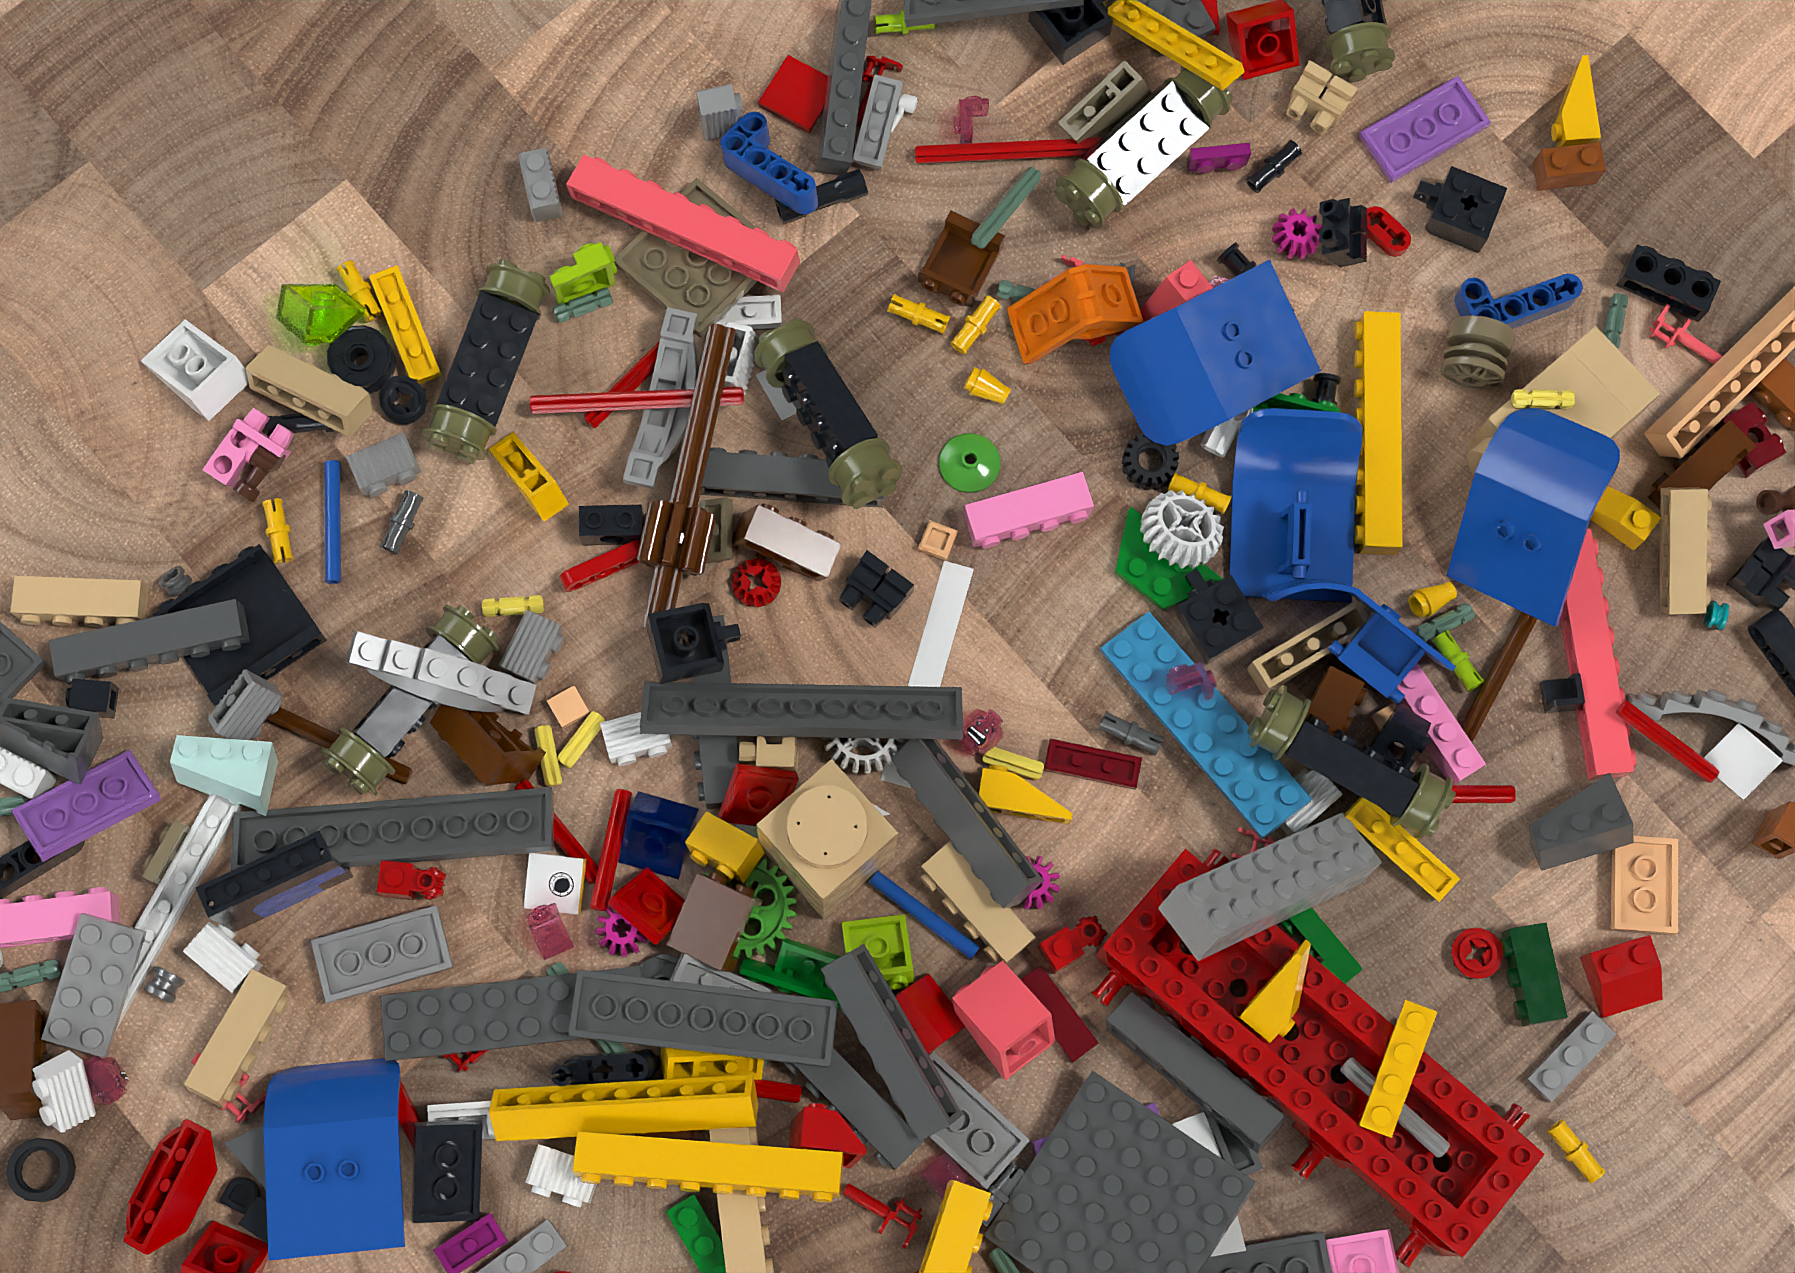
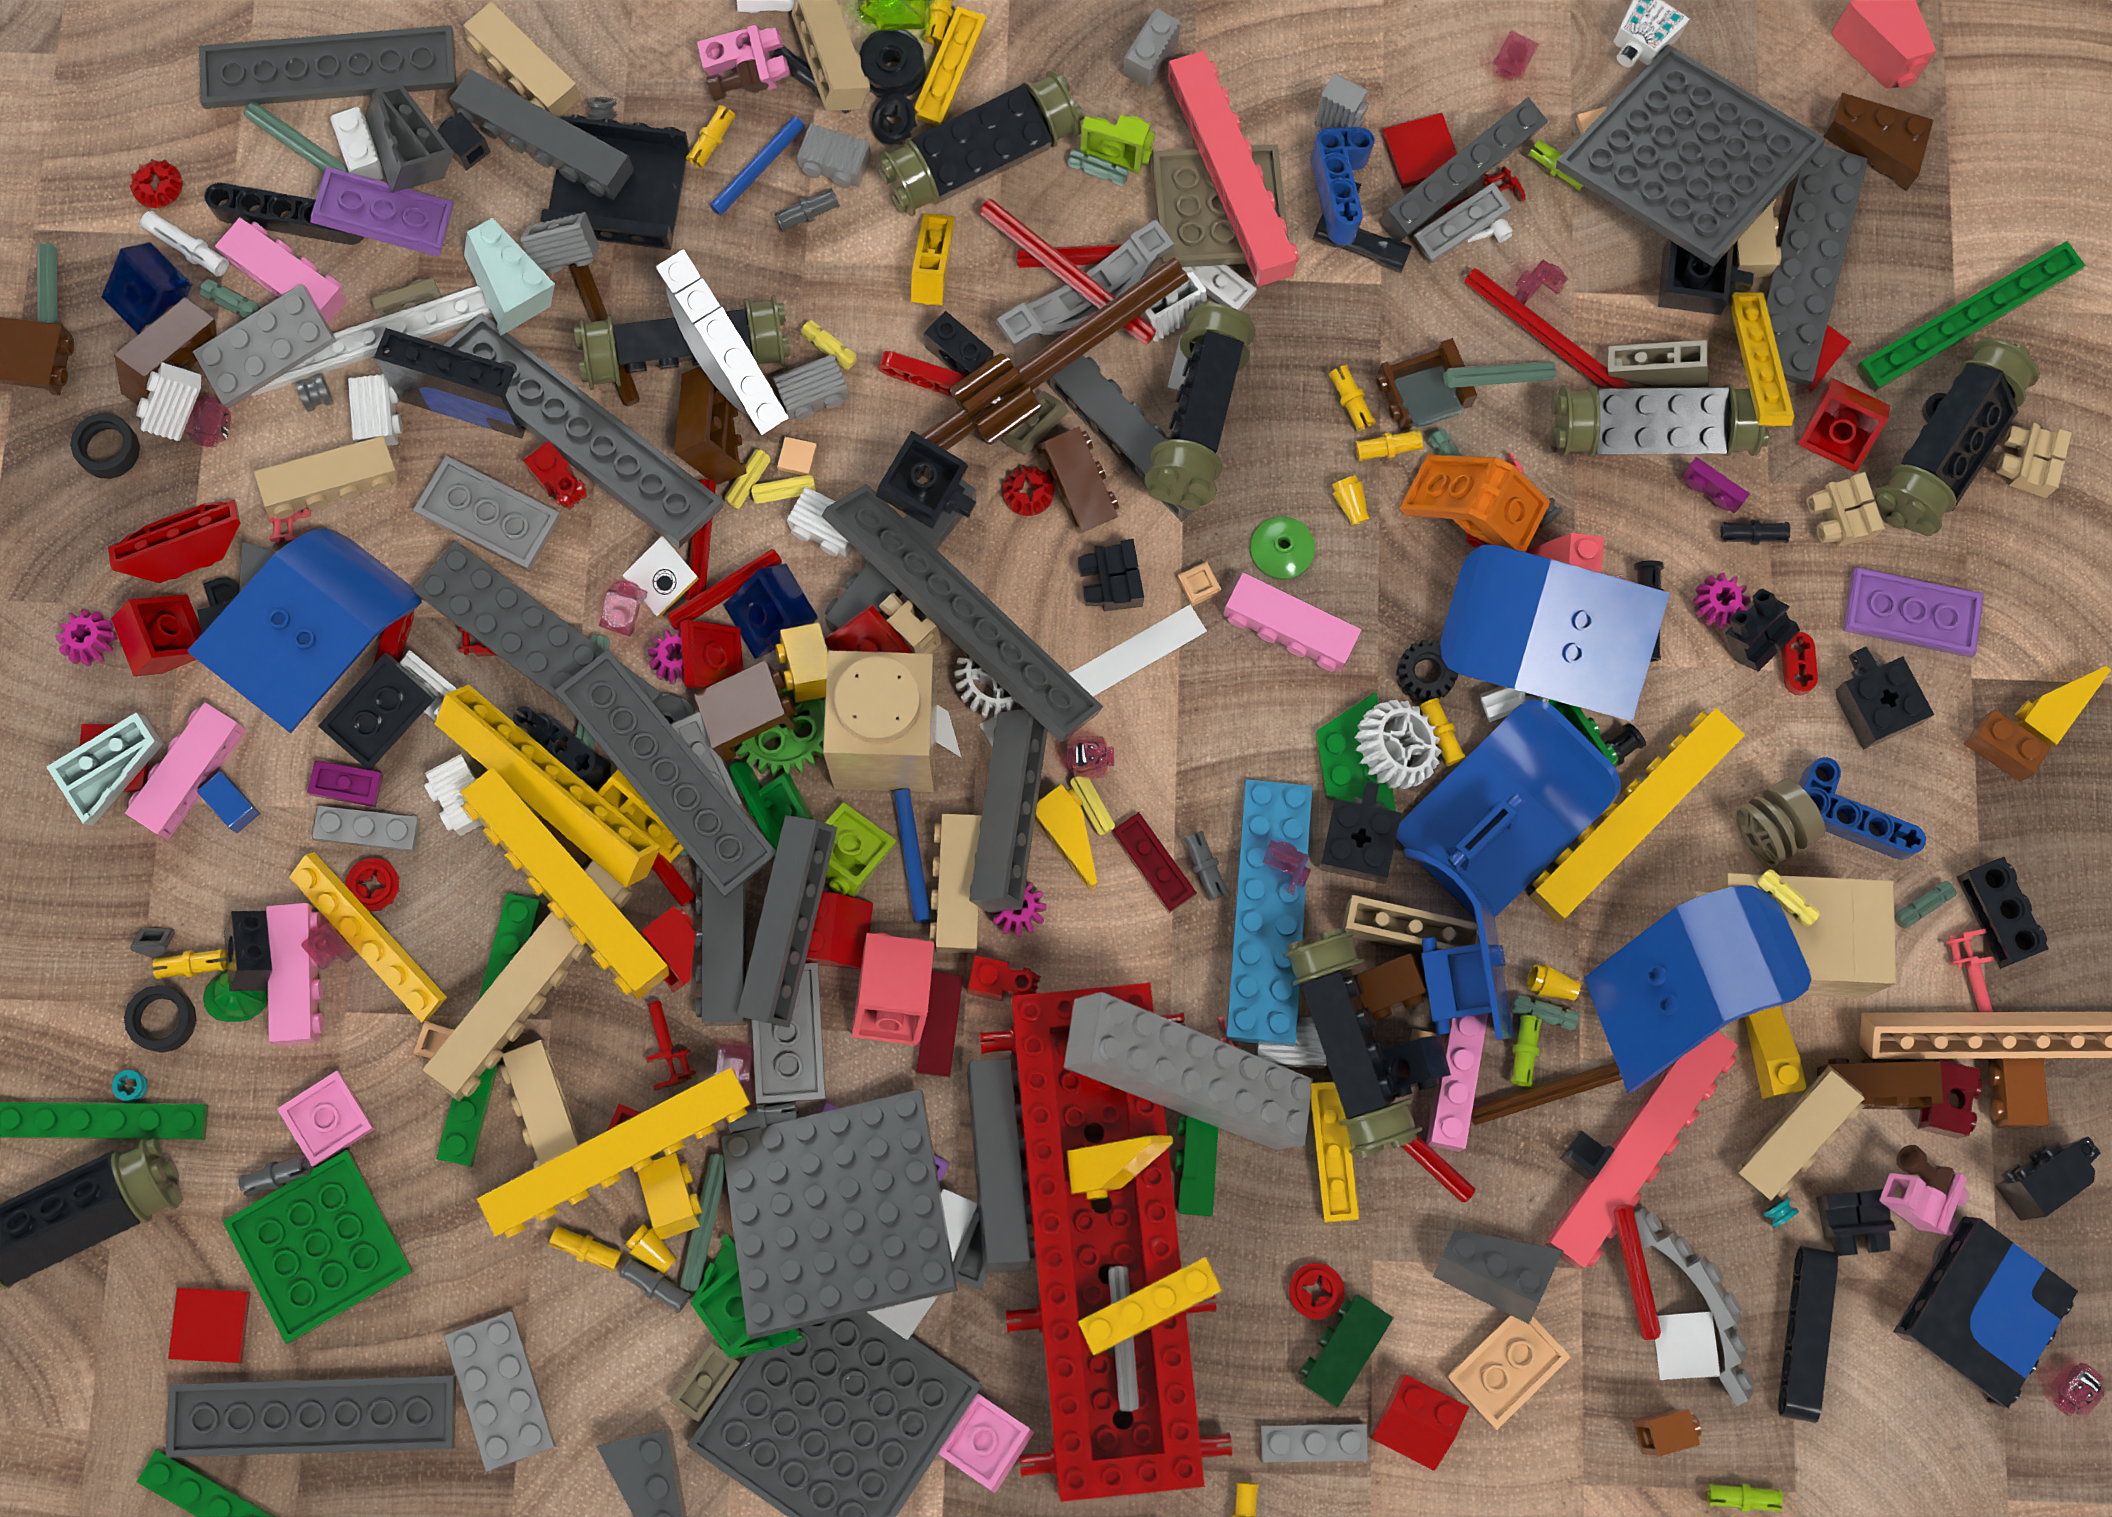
camera: 45 degrees right, 0 degrees up
(972, 266) = (1428, 397): none -> clear light blue piece

